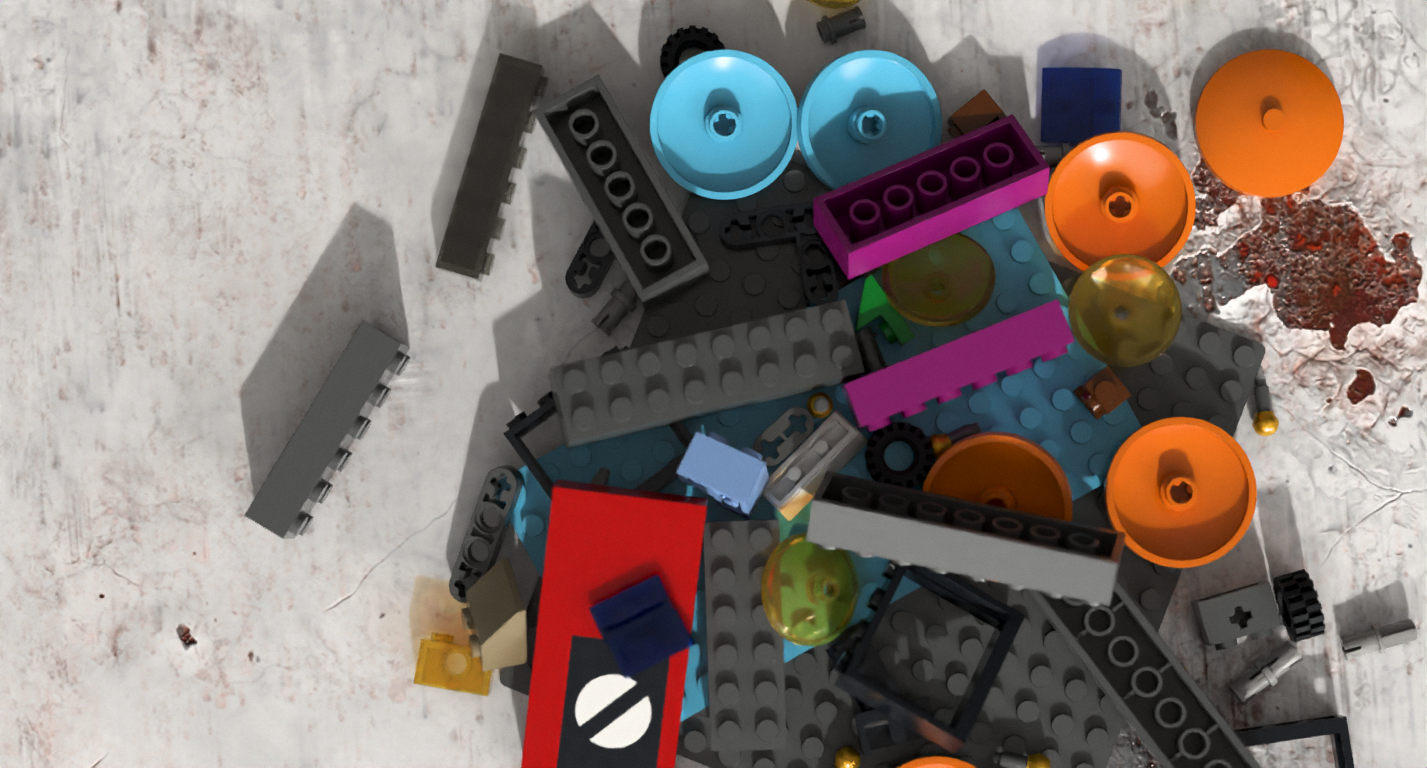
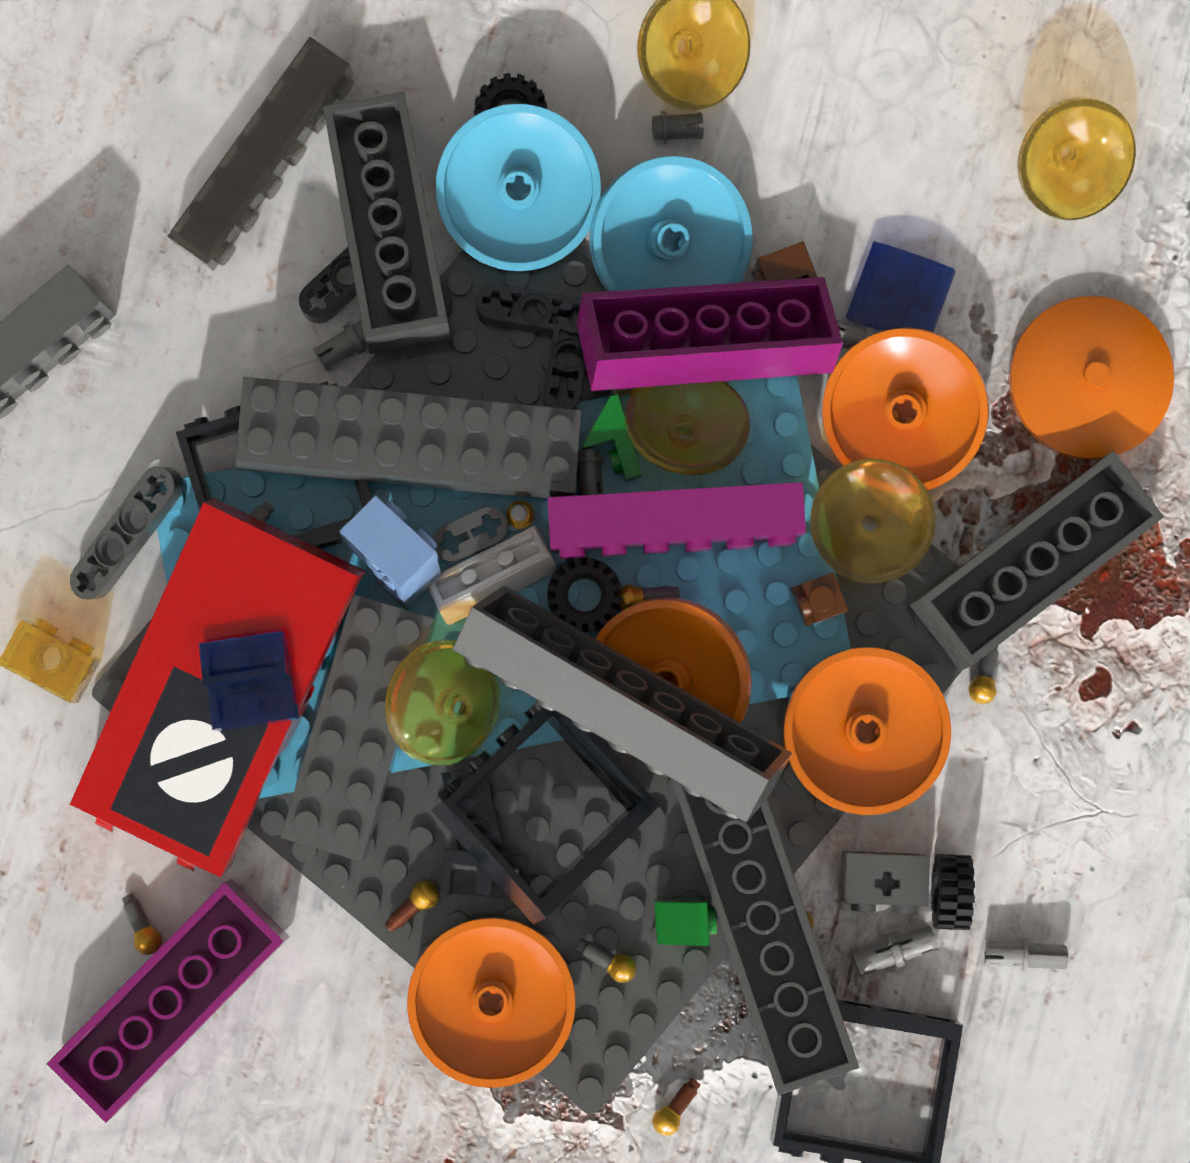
camera: 15 degrees right, 0 degrees up
(496, 619) = (103, 625): dark tan slope -> none
(1078, 707) = (684, 921): none -> green slope
(1276, 298) = (1036, 561): none -> dark grey brick

